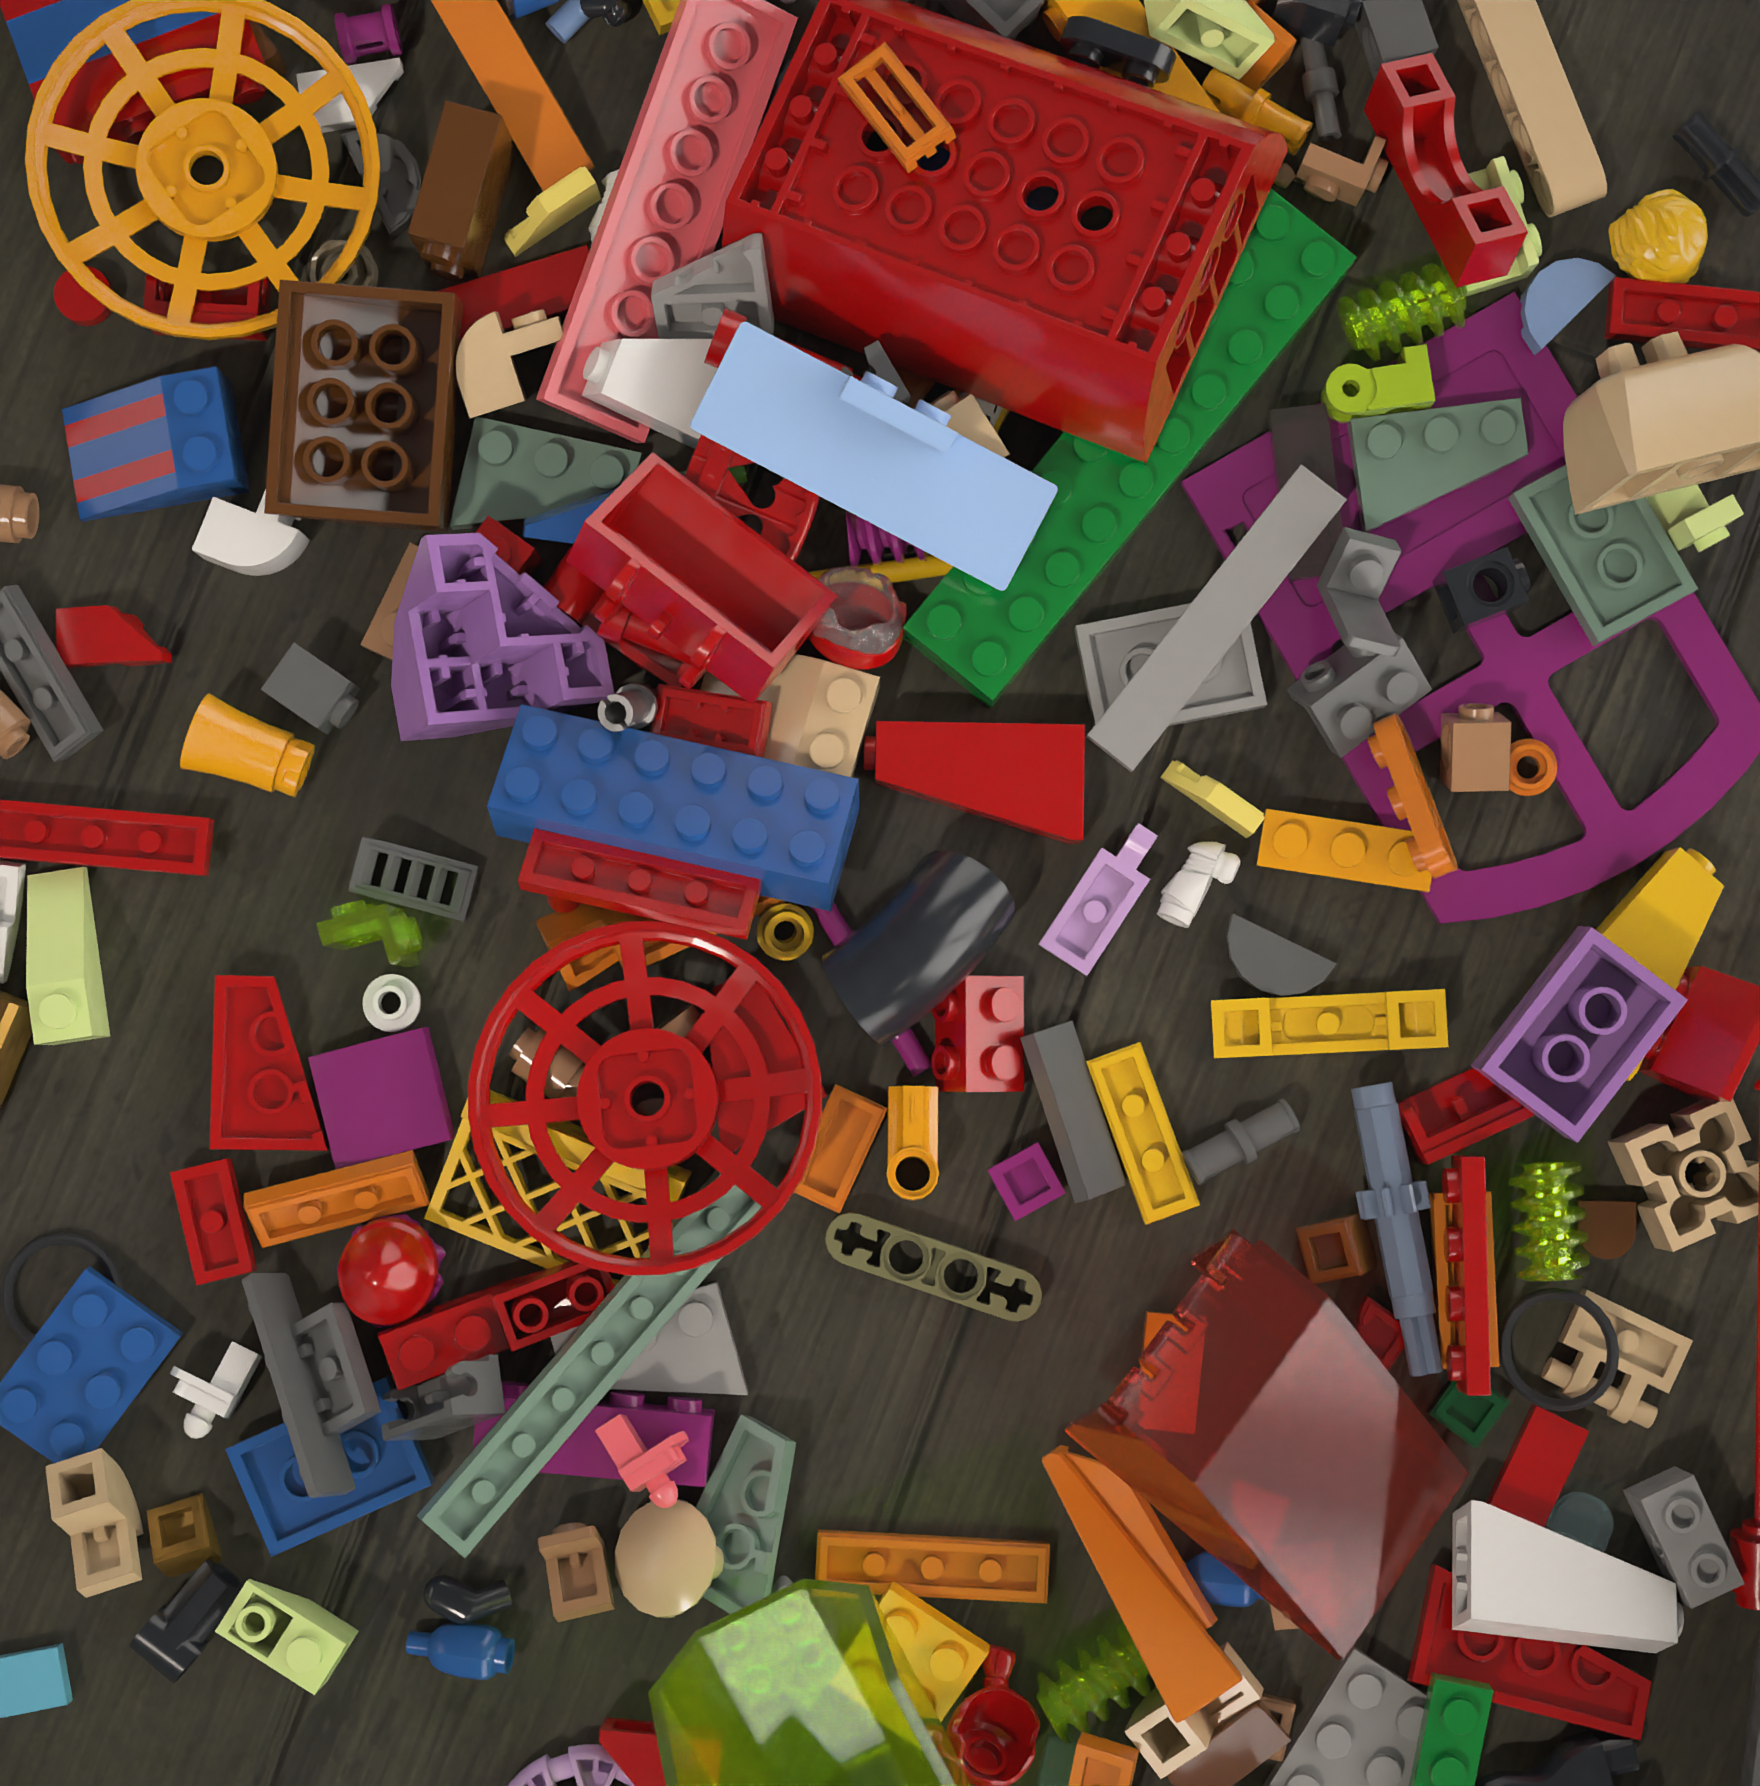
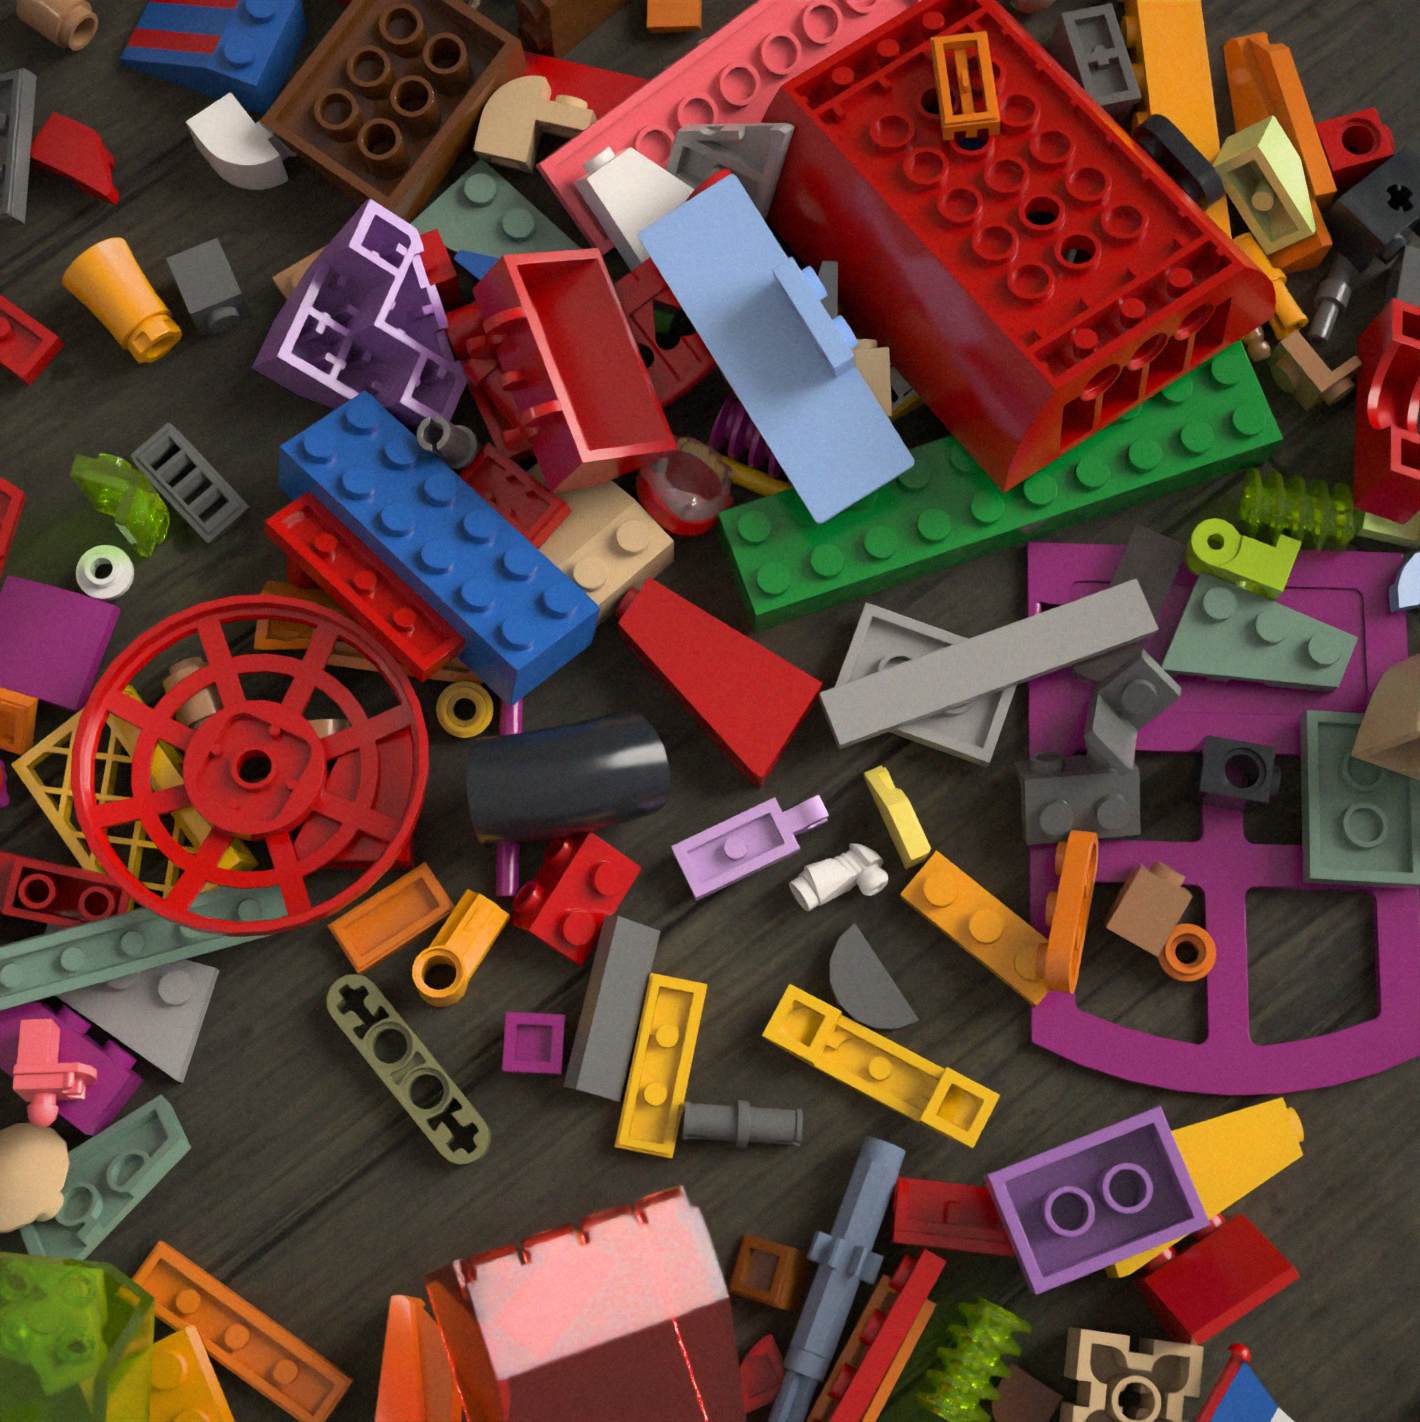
camera: 25 degrees right, 10 degrees down
(554, 209) = (647, 40): light yellow tile -> none

